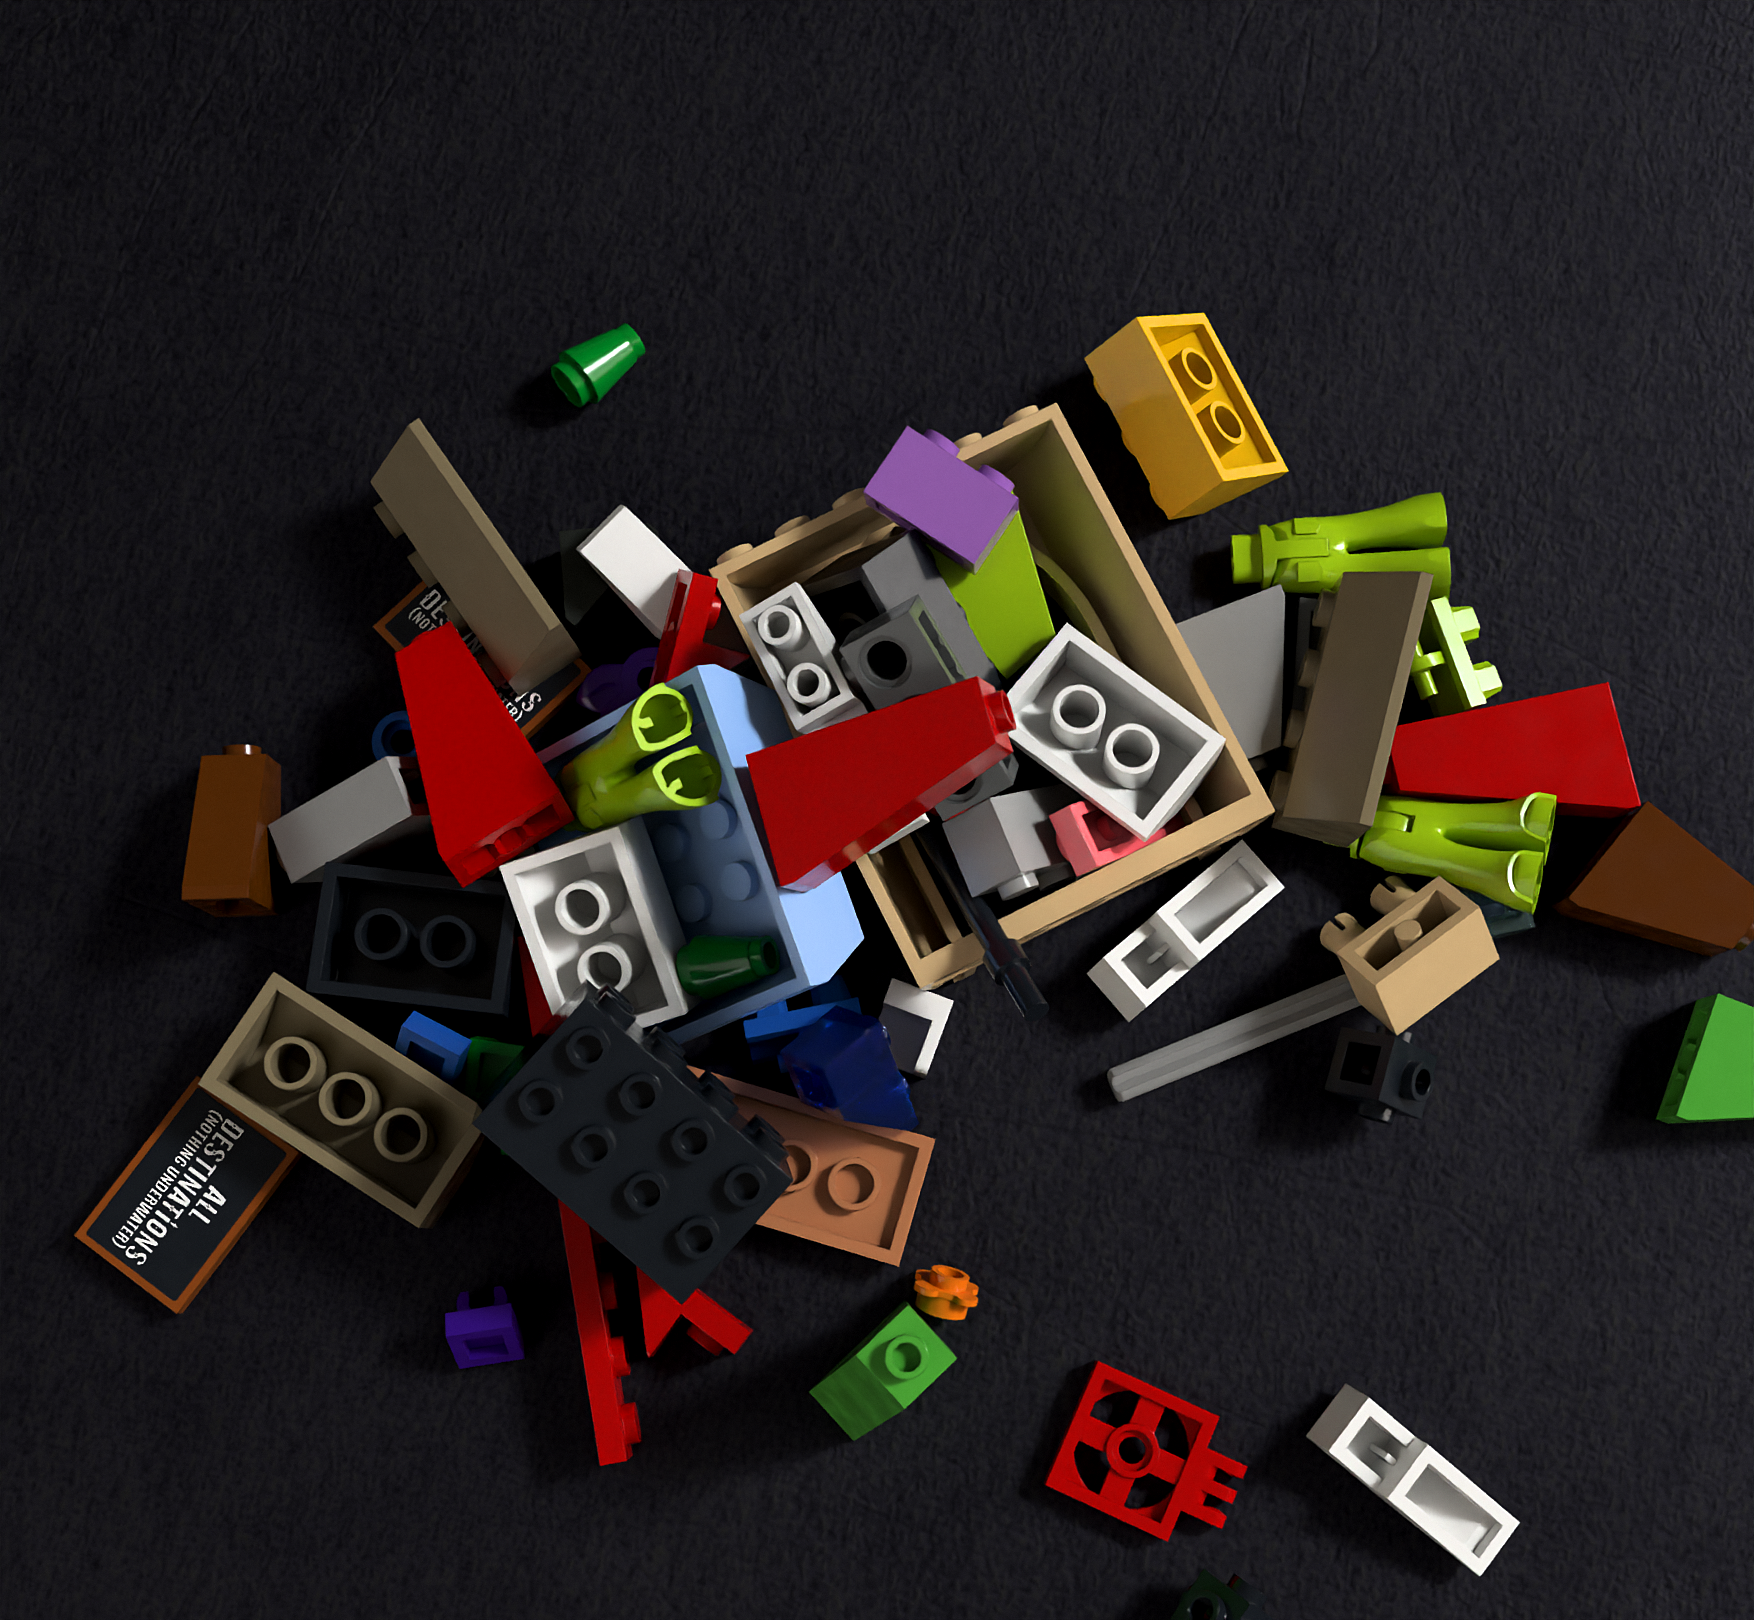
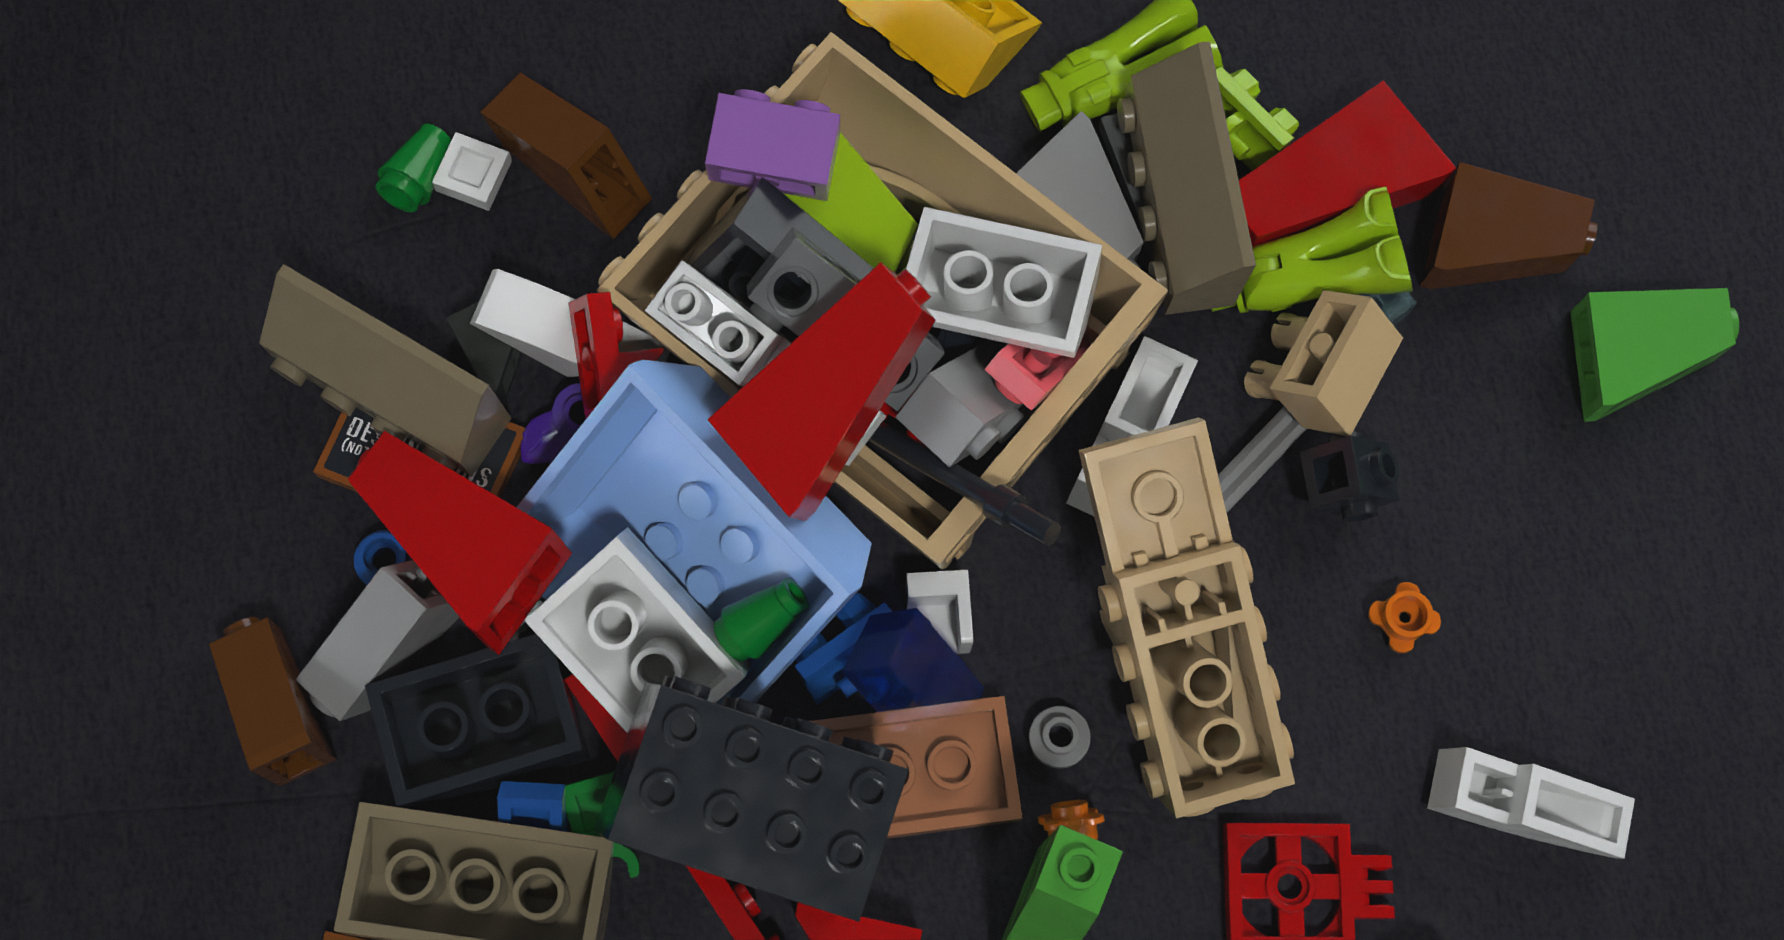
camera: 30 degrees left, 5 degrees down
(602, 779) = (584, 508): lime piece -> none
(651, 390) = (472, 171): none -> white plate
(750, 412) = (568, 153): none -> reddish brown slope
(951, 1202) = (1045, 750): none -> light grey plate
(1140, 1150) = (1185, 622): none -> tan wedge
(1385, 1222) = (1408, 600): none -> orange plate

